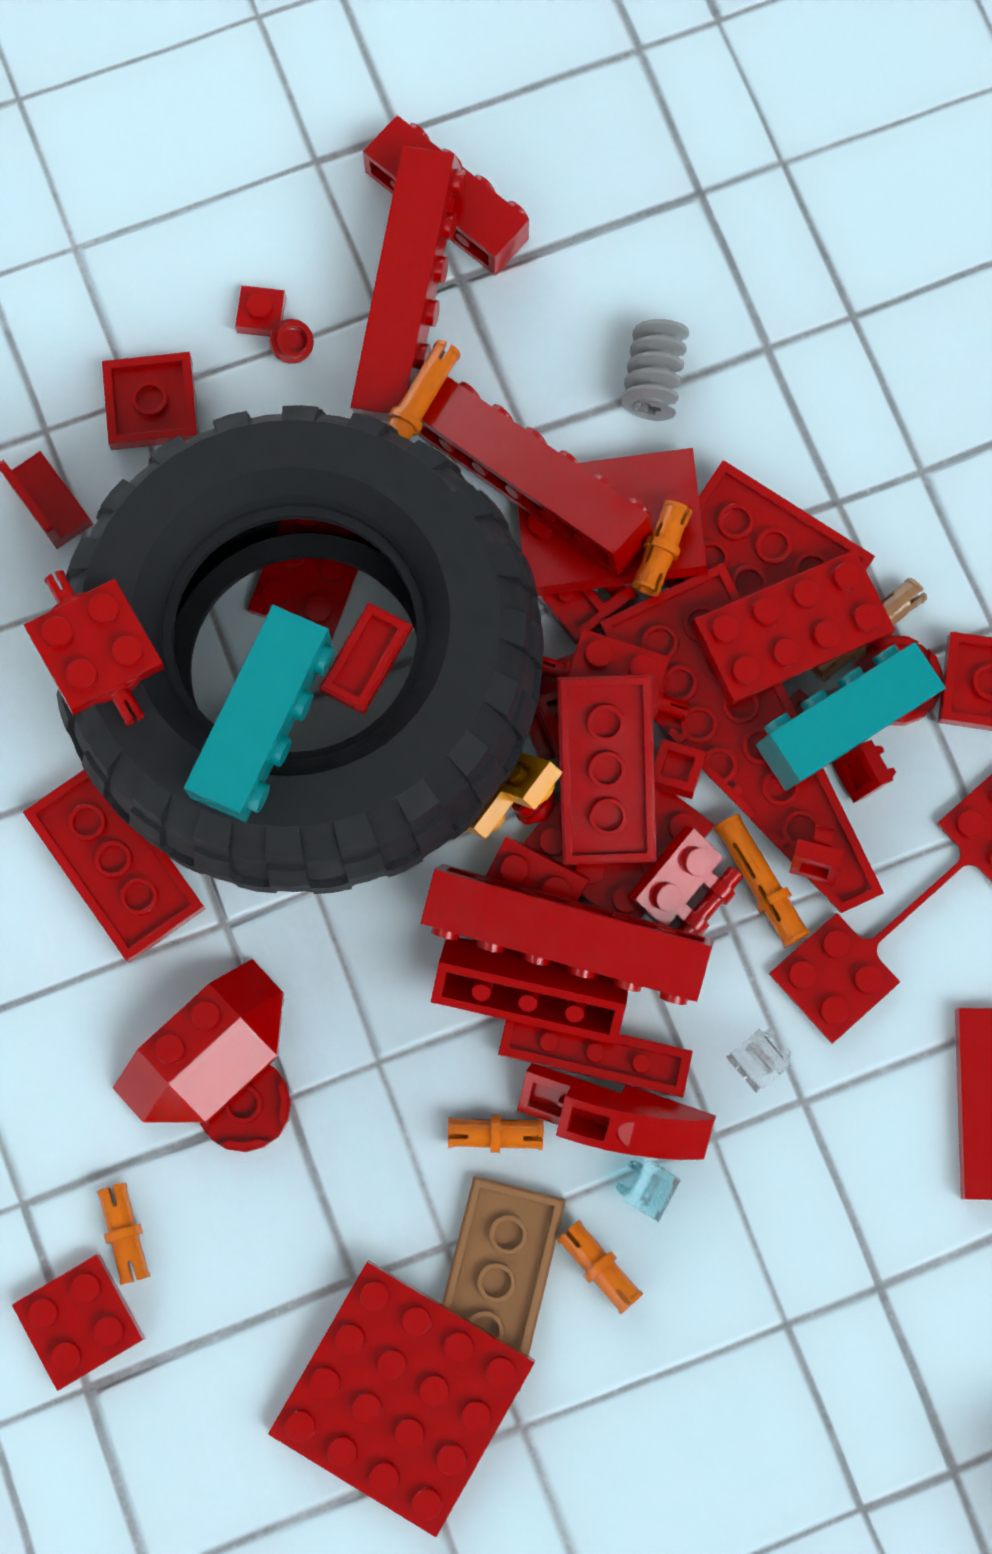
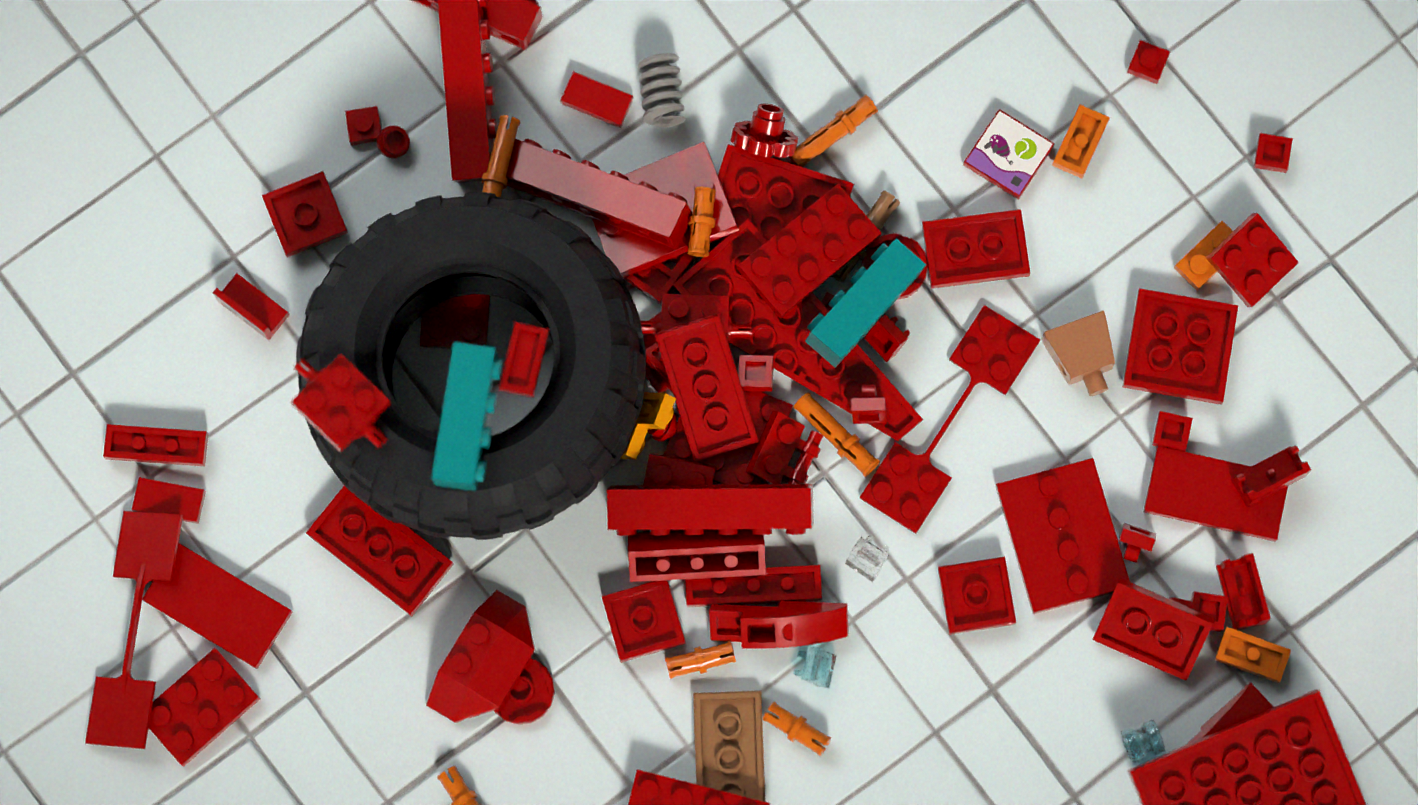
camera: 10 degrees left, 0 degrees up
(434, 1057) = (643, 620): none -> red plate
(568, 360) = (597, 99): none -> red tile
(776, 458) = (765, 133): none -> red plant
(879, 477) = (841, 125): none -> orange pin
(893, 1153) = (976, 595): none -> red plate

